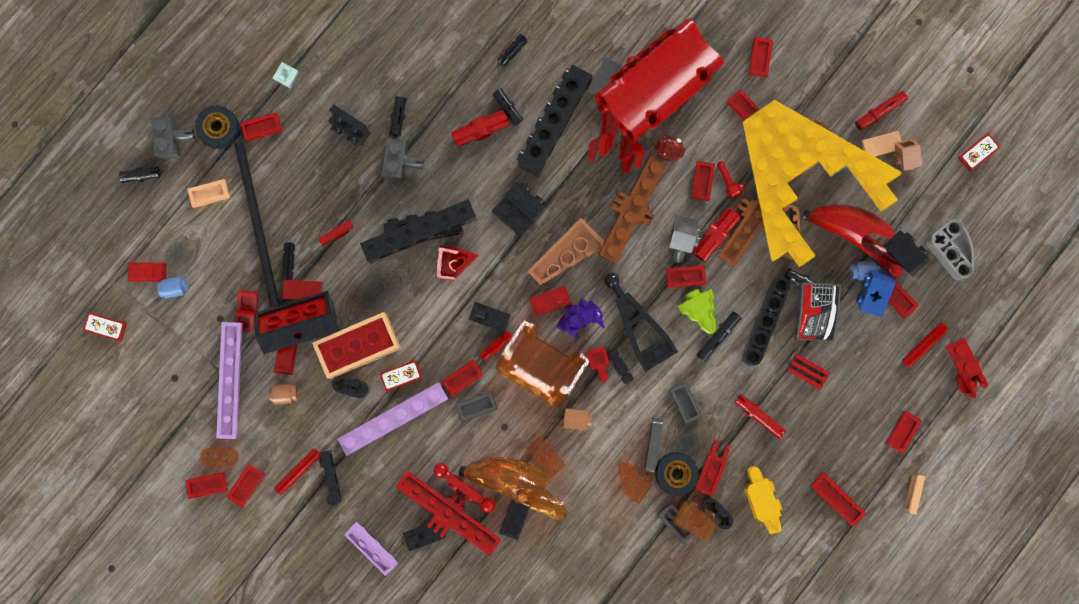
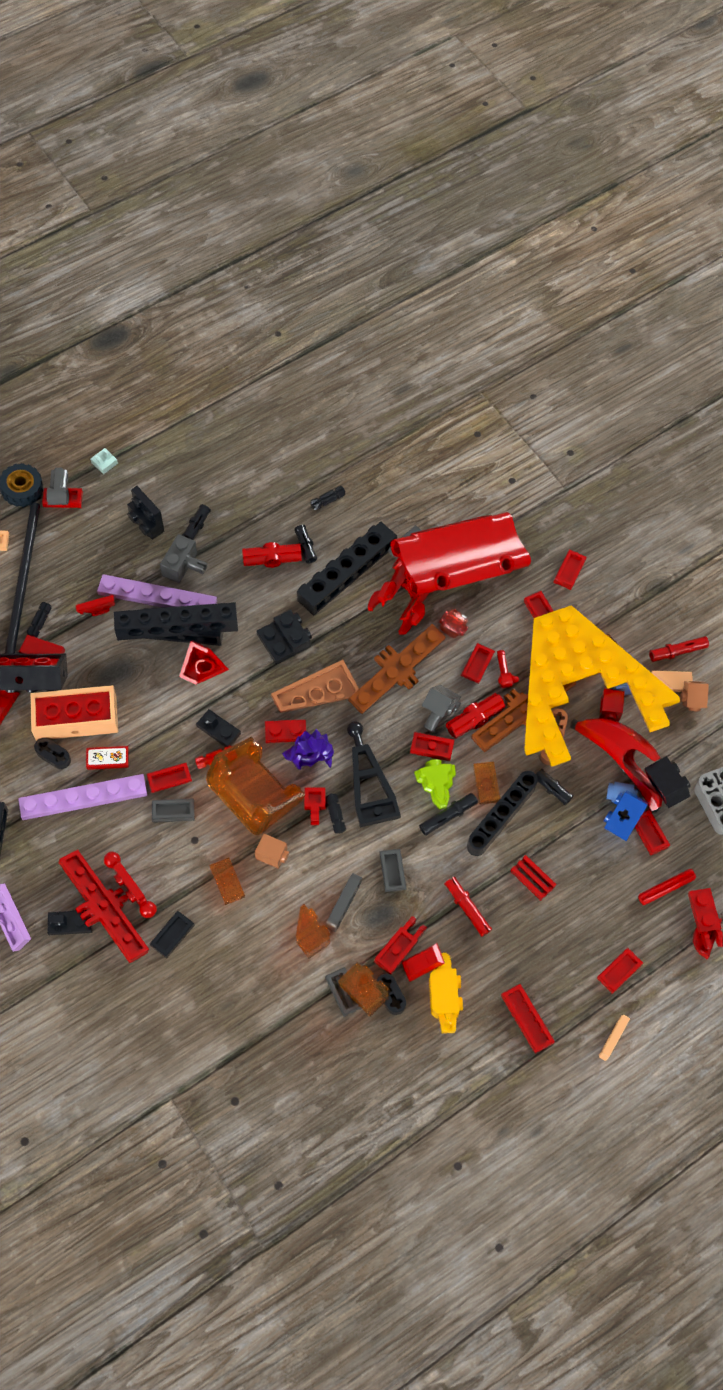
camera: 15 degrees right, 20 degrees down
(256, 125) = (58, 491): none -> dark grey piece
(387, 202) = (150, 593): none -> lavender plate
(517, 481) = (182, 888): clear orange piece -> none
(688, 471) = (359, 951): black wheel -> none
(737, 479) = (423, 962): none -> red tile
(744, 296) = (486, 782): none -> clear orange plate
(817, 311) = (559, 817): slope -> none
(835, 187) = (611, 704): none -> red brick

